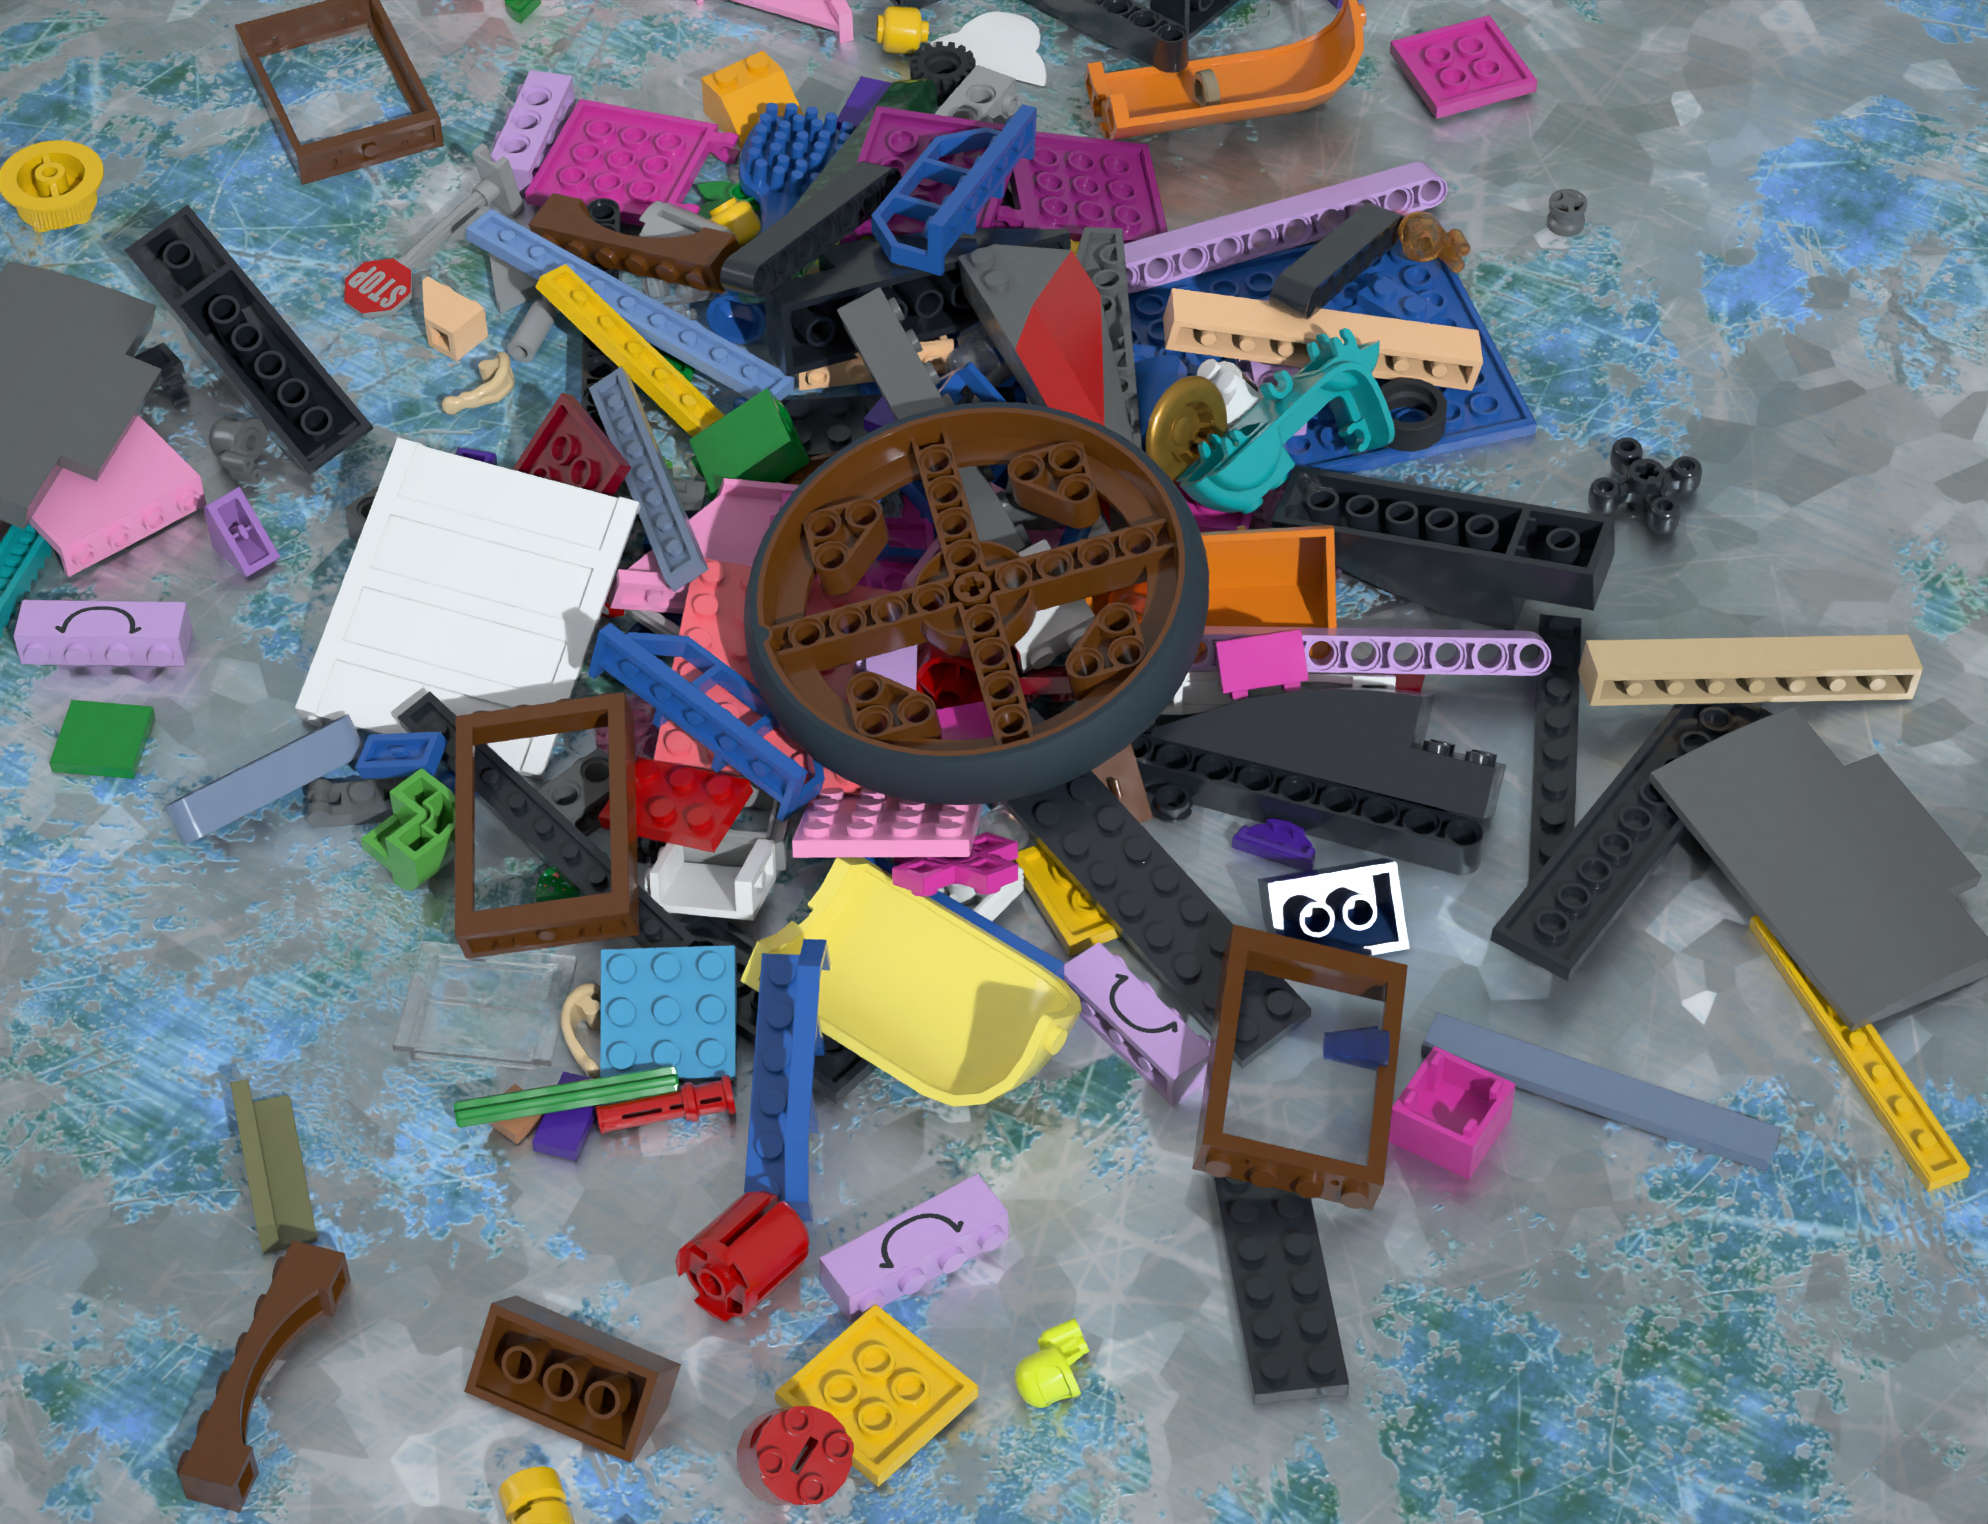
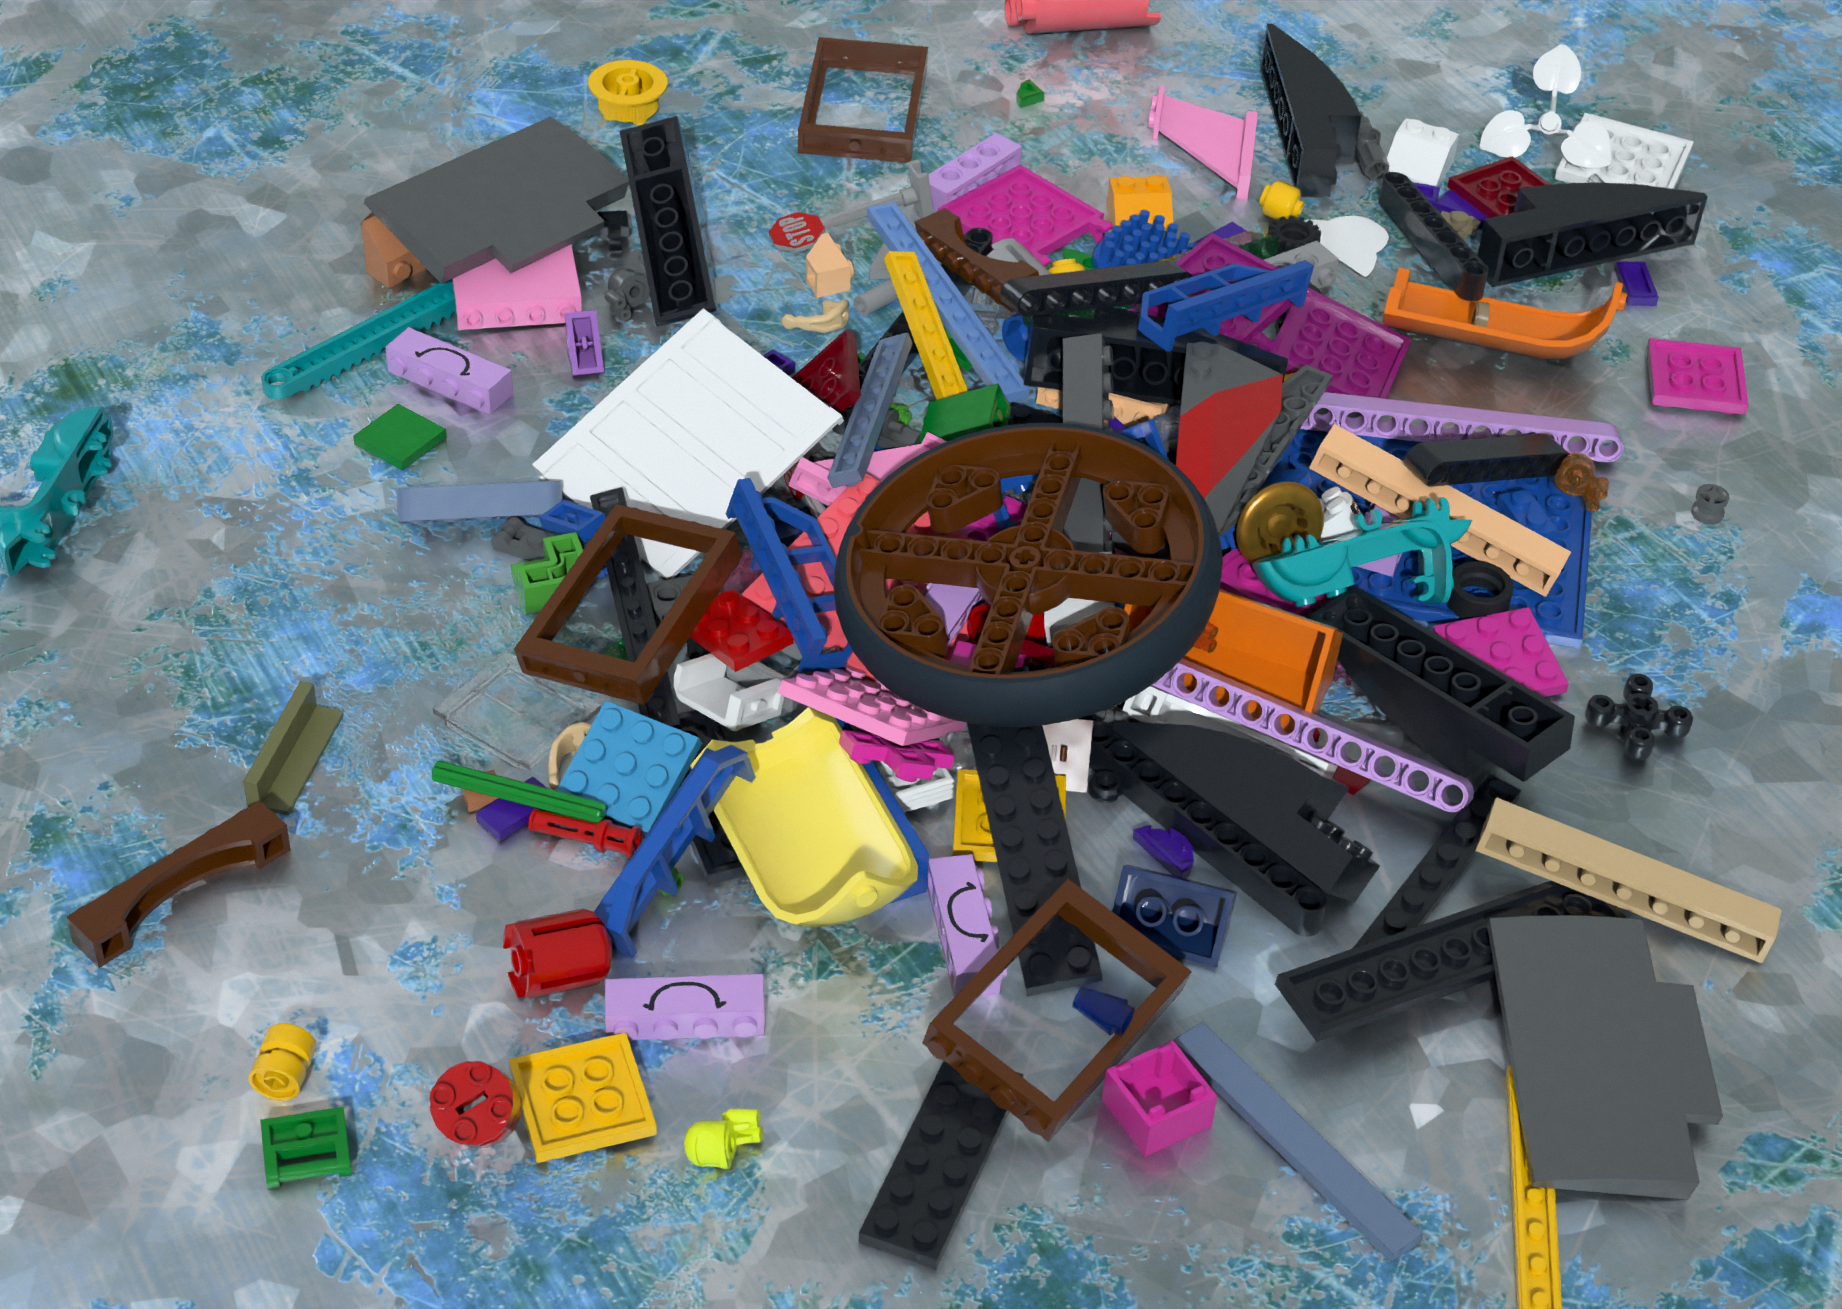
camera: 25 degrees right, 5 degrees down
(571, 1377) = (379, 981): reddish brown slope -> none
(1260, 662) = (1223, 705): dark pink container -> none
(1476, 462) = (1511, 645): none -> dark pink plate

